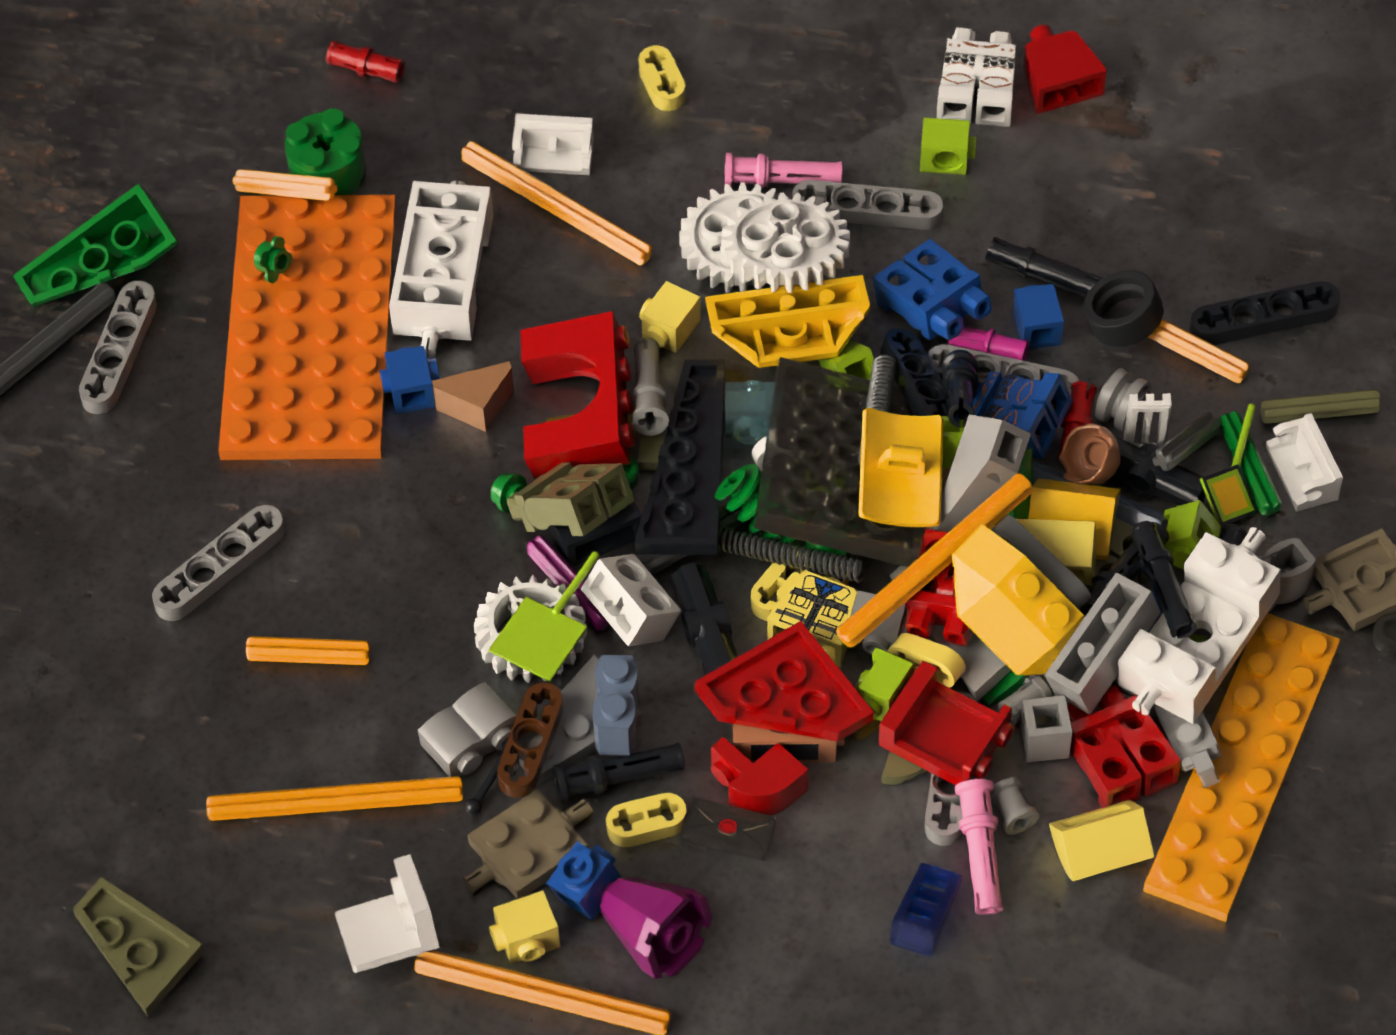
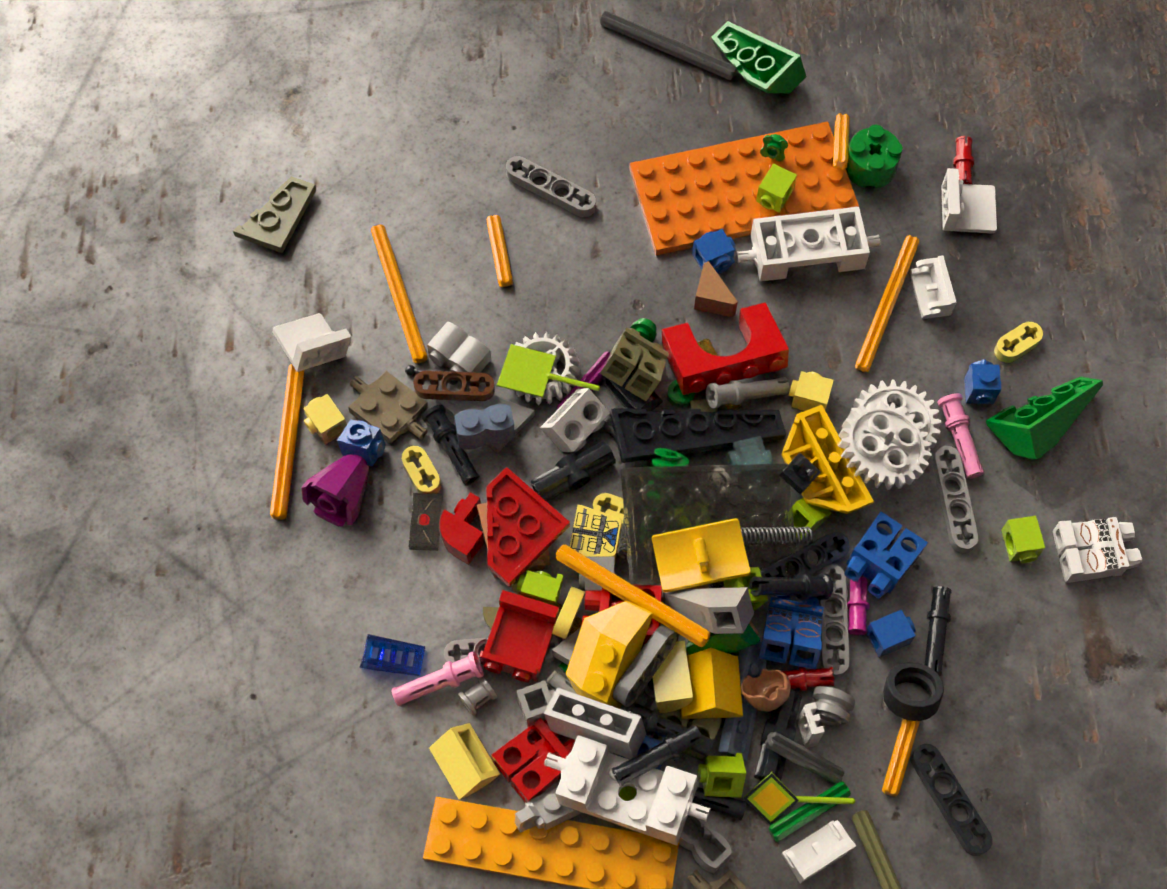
camera: 75 degrees right, 10 degrees up
(121, 347) = (693, 95): light grey beam -> none
(342, 272) = (776, 188): none -> lime brick
(437, 75) = (967, 205): none -> white bracket
(715, 127) = (982, 383): none -> blue brick
(785, 84) = (1045, 419): none -> green wedge
(800, 343) = (800, 473): none -> black tile
(1061, 69) = (1125, 604): red torso -> none

